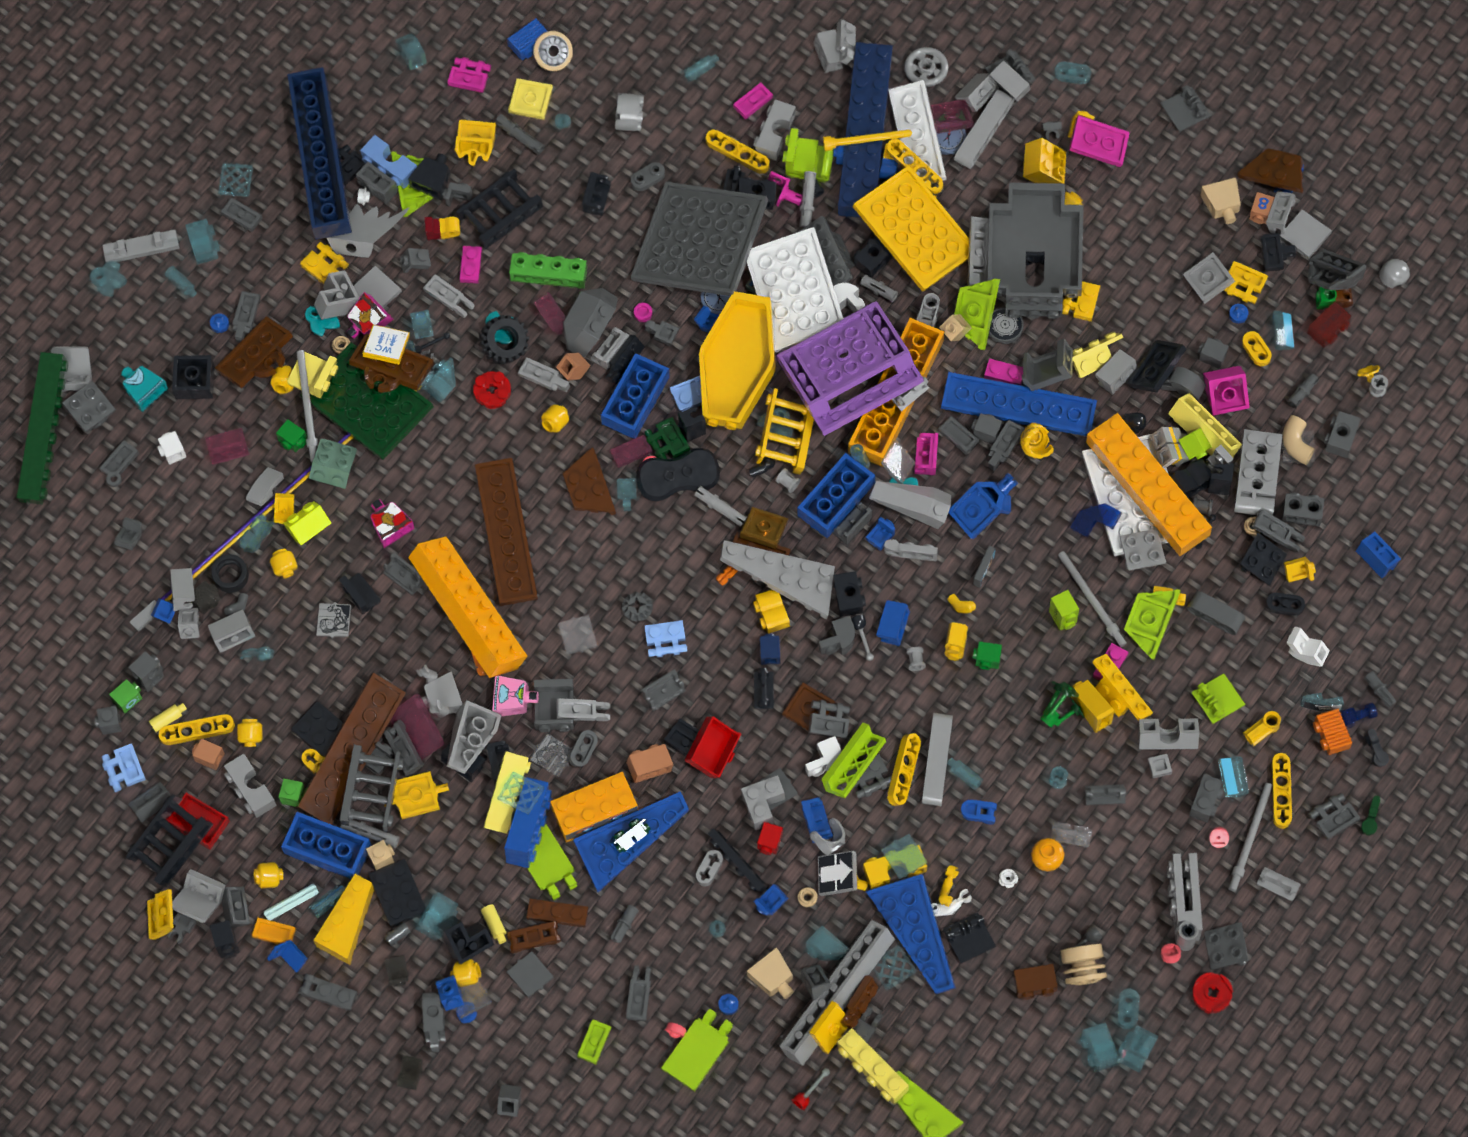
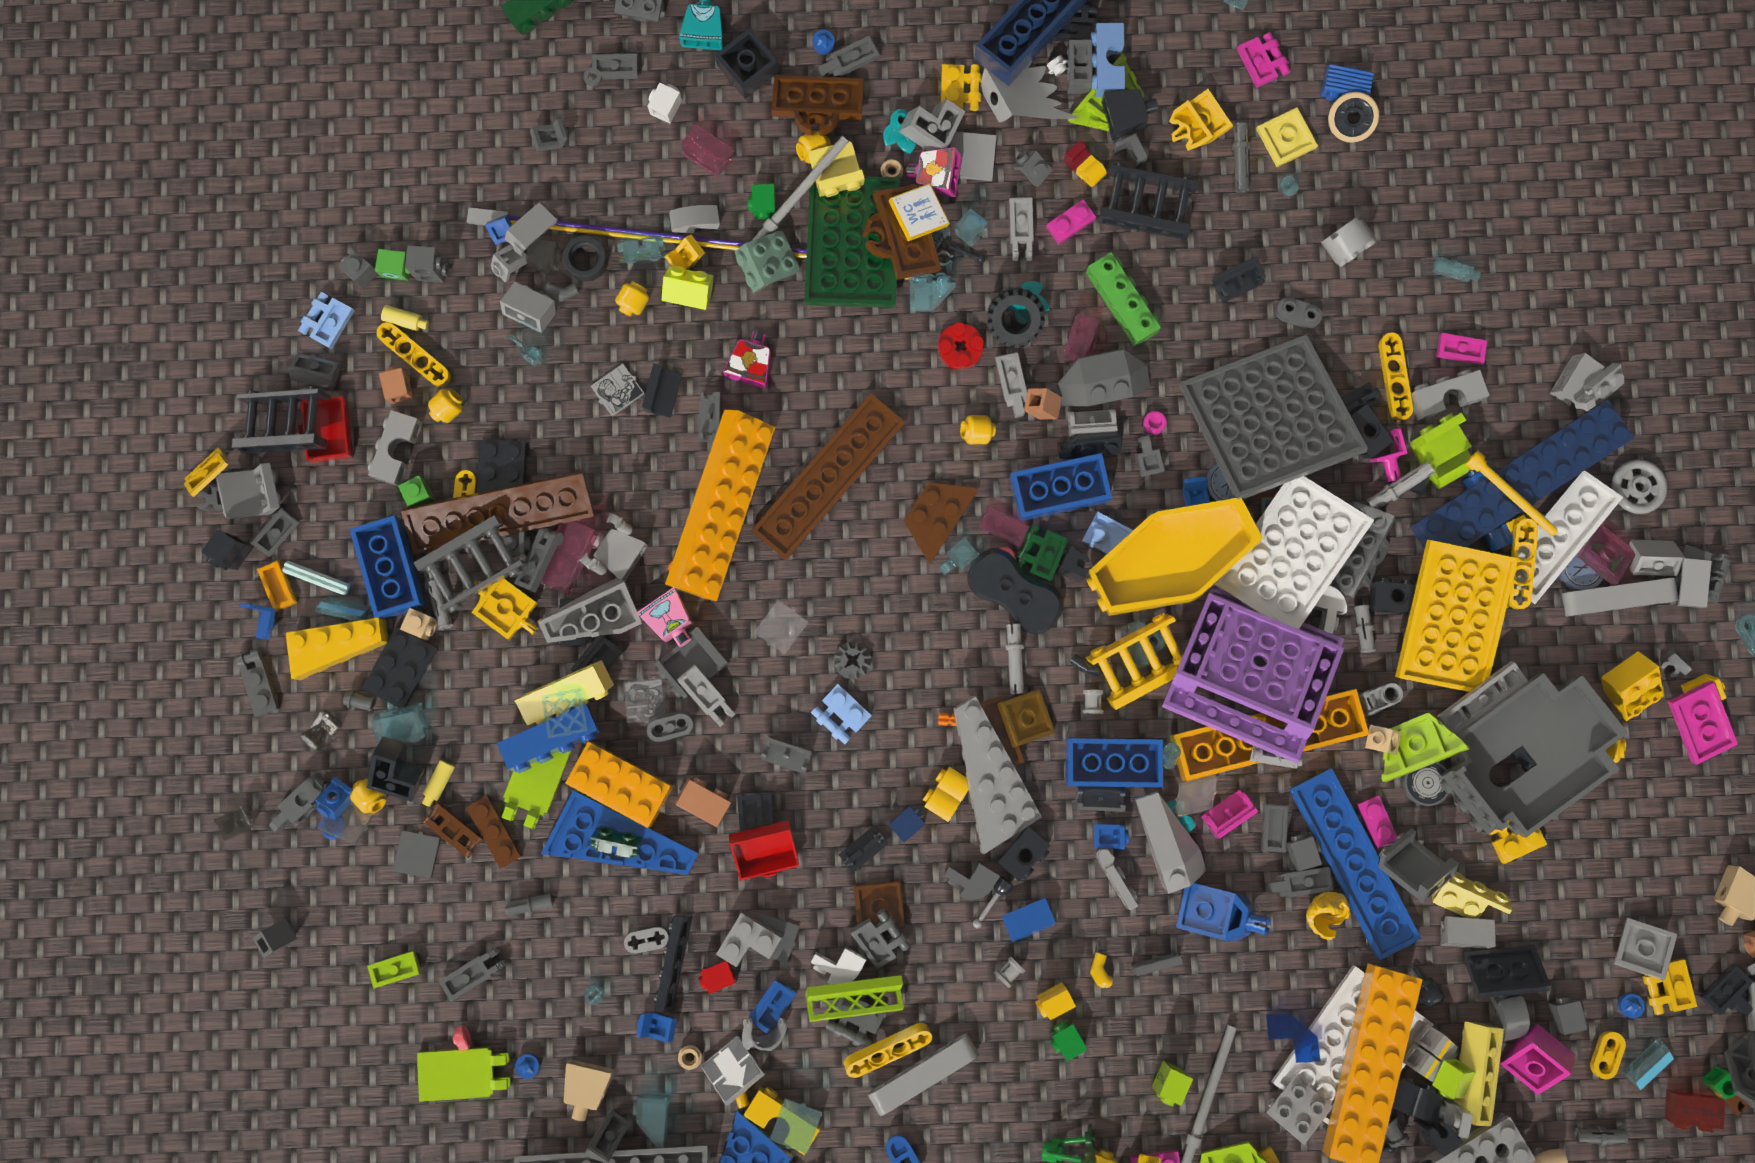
camera: 50 degrees right, 15 degrees up
(267, 875) = (322, 536): yellow head -> none
(965, 773) = (930, 1113): clear light blue cylinder -> none

